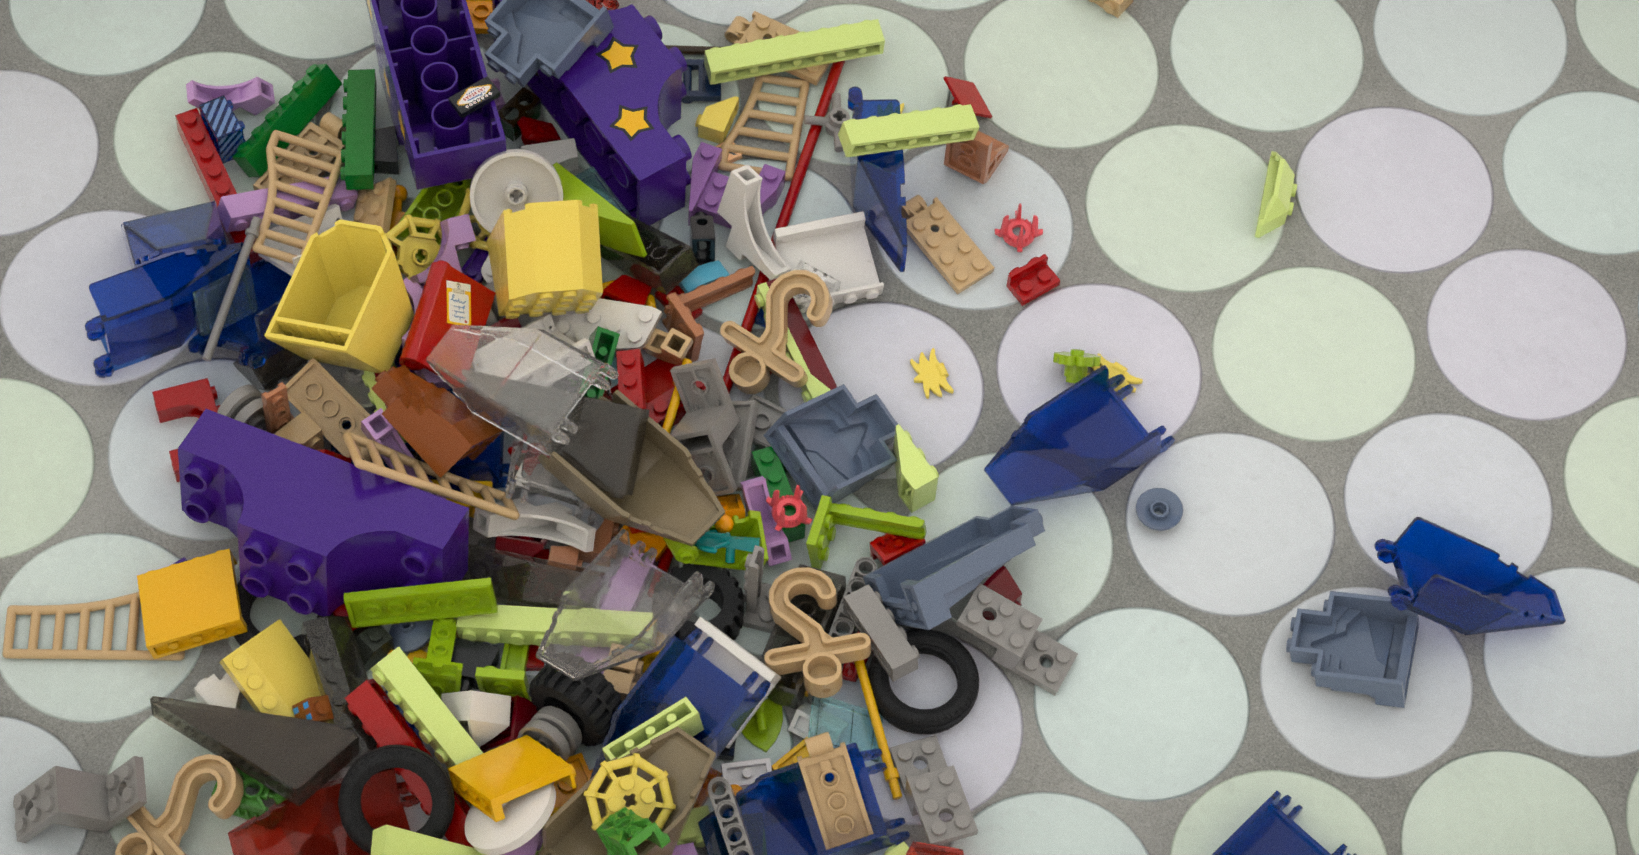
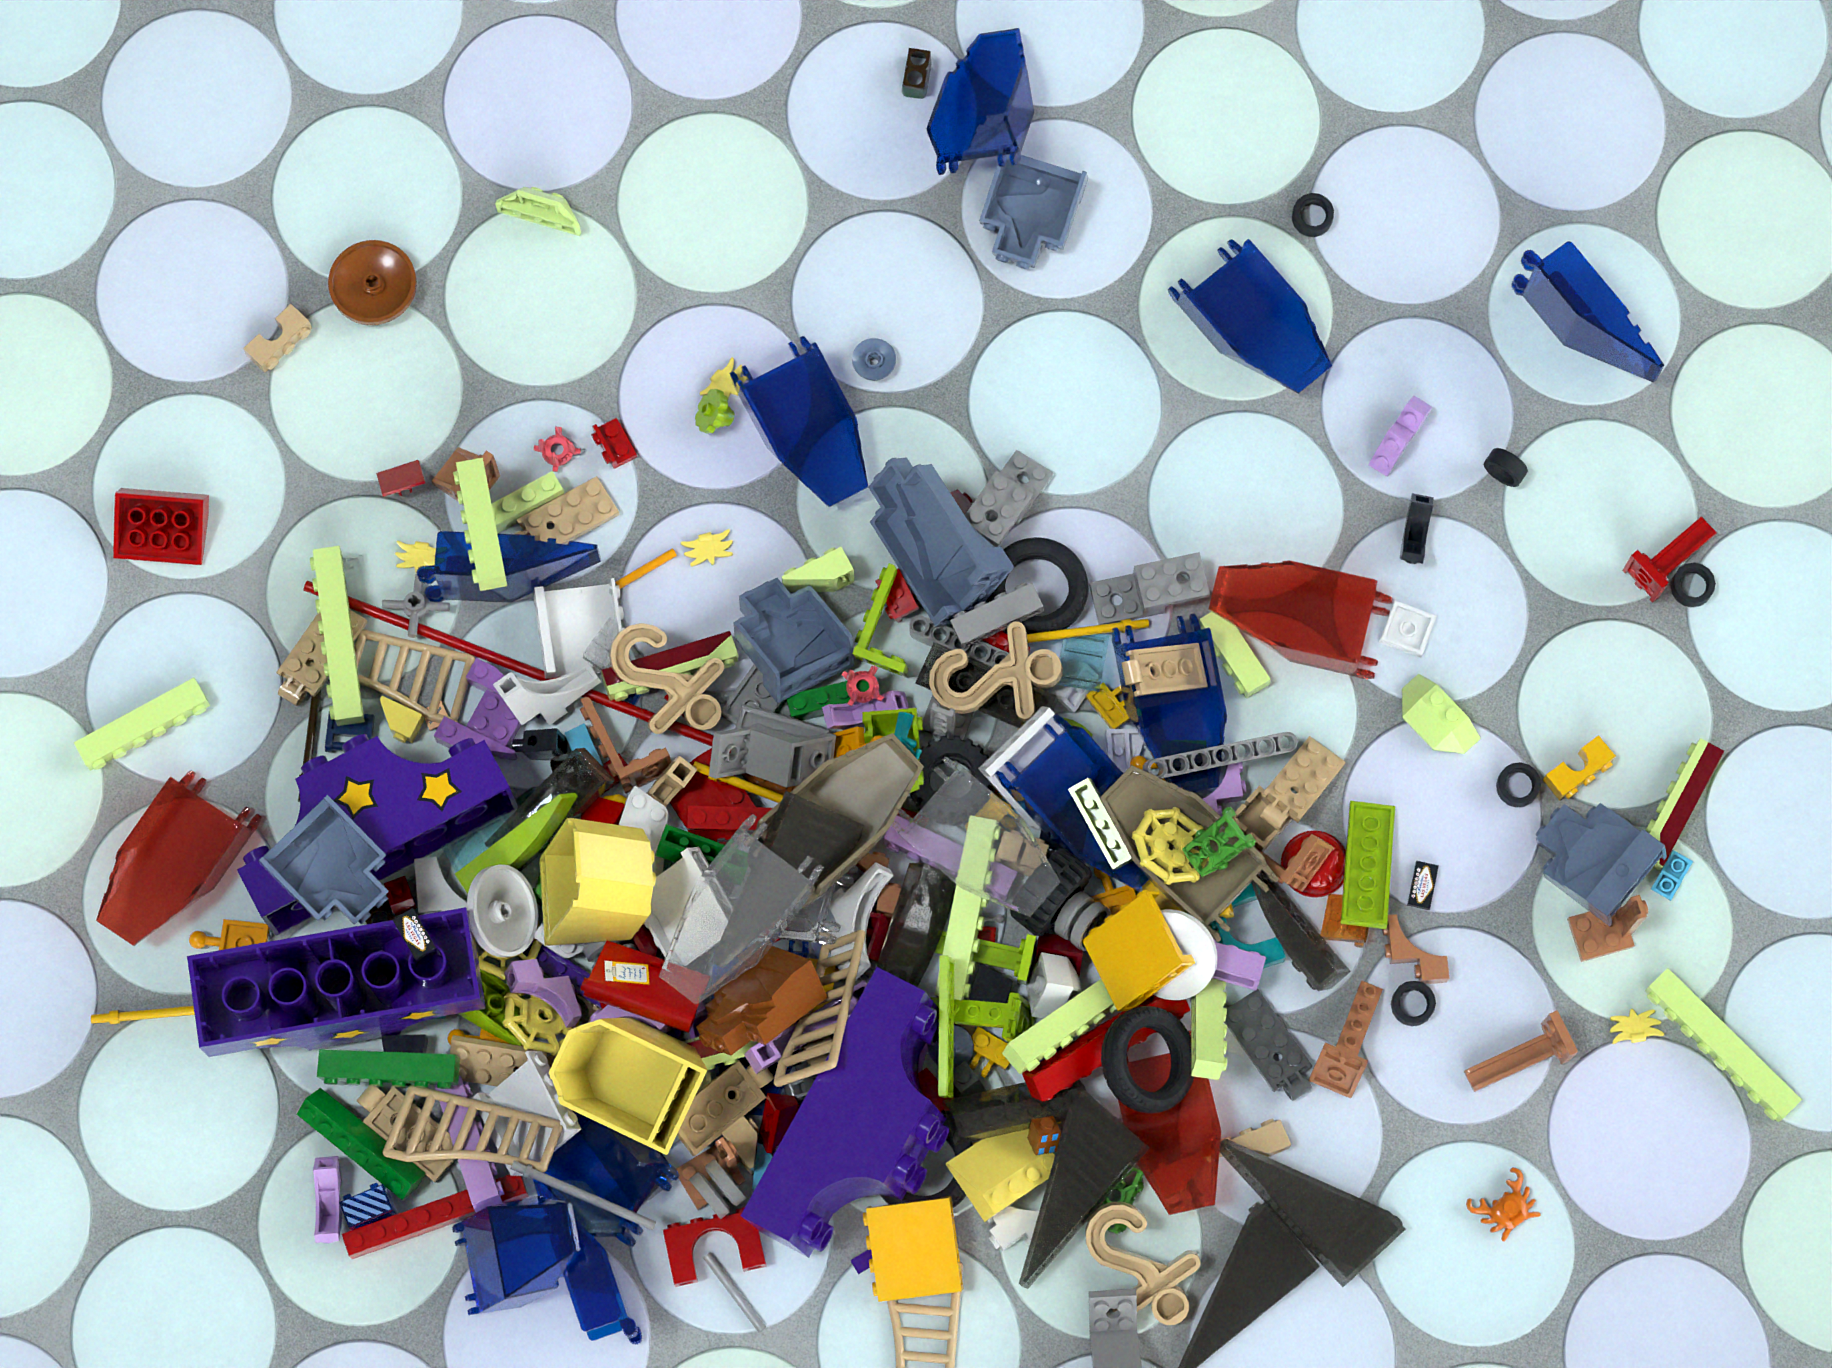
camera: 80 degrees left, 15 degrees up
(148, 454) = (734, 1292): none -> light grey bar
(901, 320) = (646, 568): none -> light orange bar
(940, 183) = (525, 500): none -> yellowish green brick
(1170, 56) = (372, 282): none -> dark orange dish
(1489, 536) = (920, 90): none -> dark brown piece

